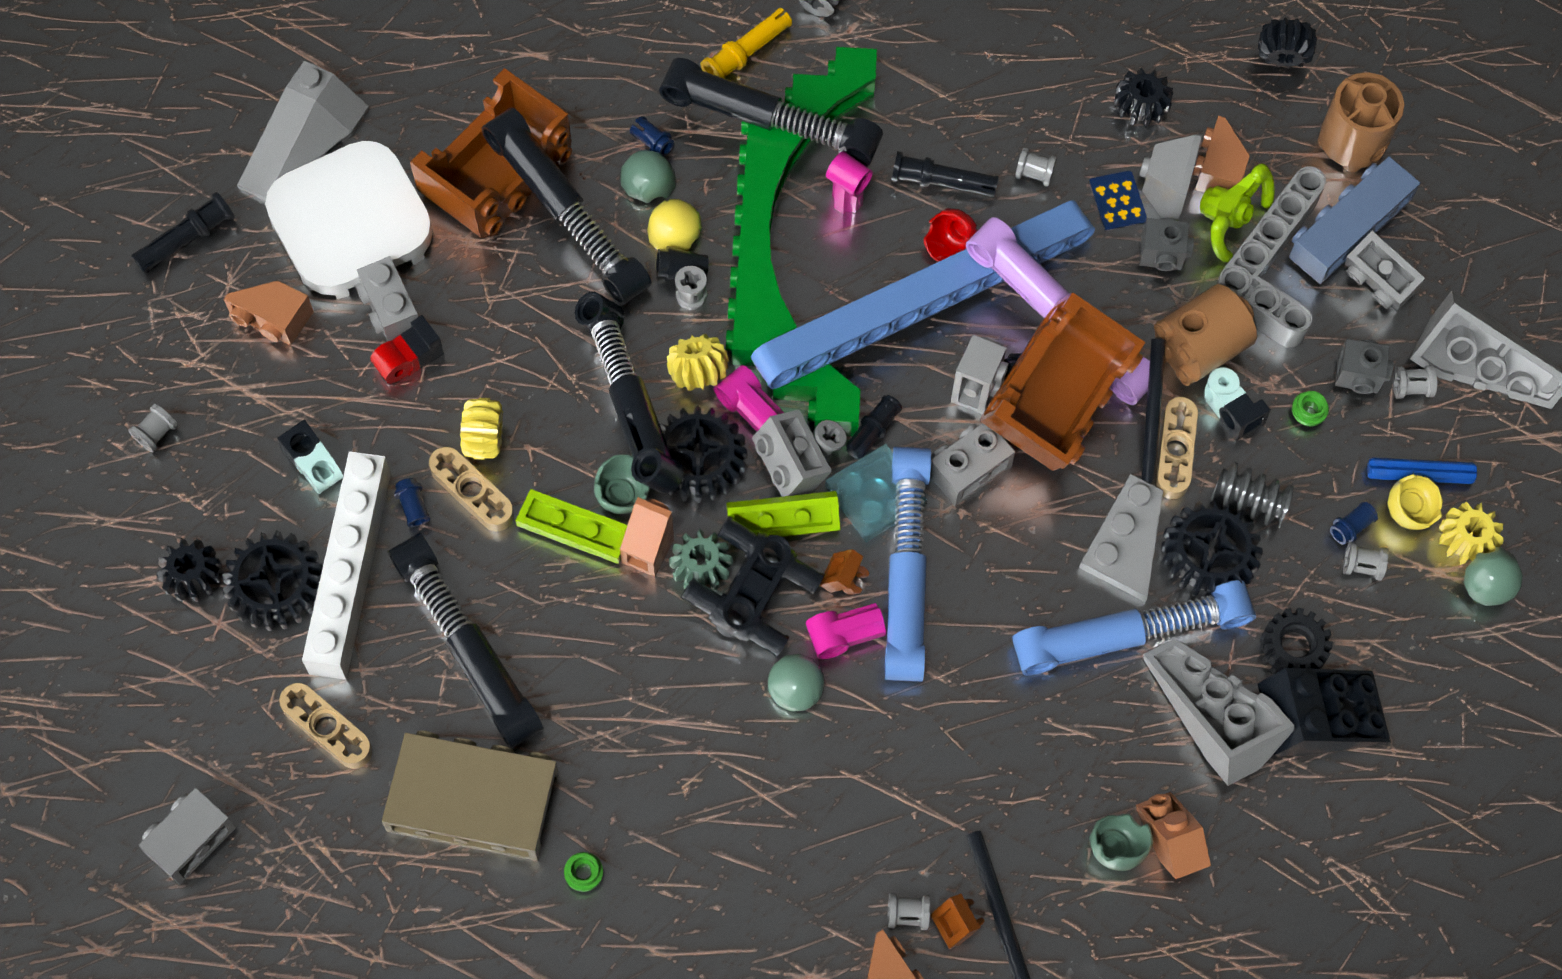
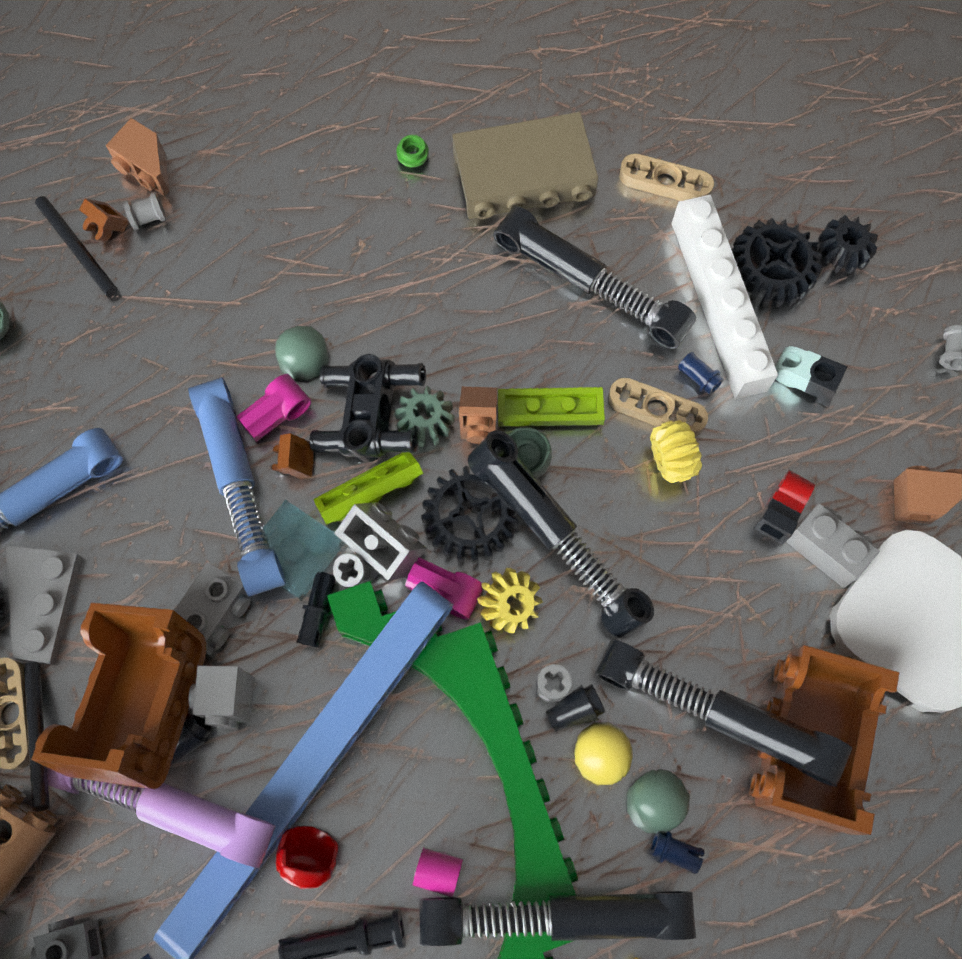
camera: 160 degrees right, 5 degrees up
(186, 835) = (719, 58): light grey brick -> none

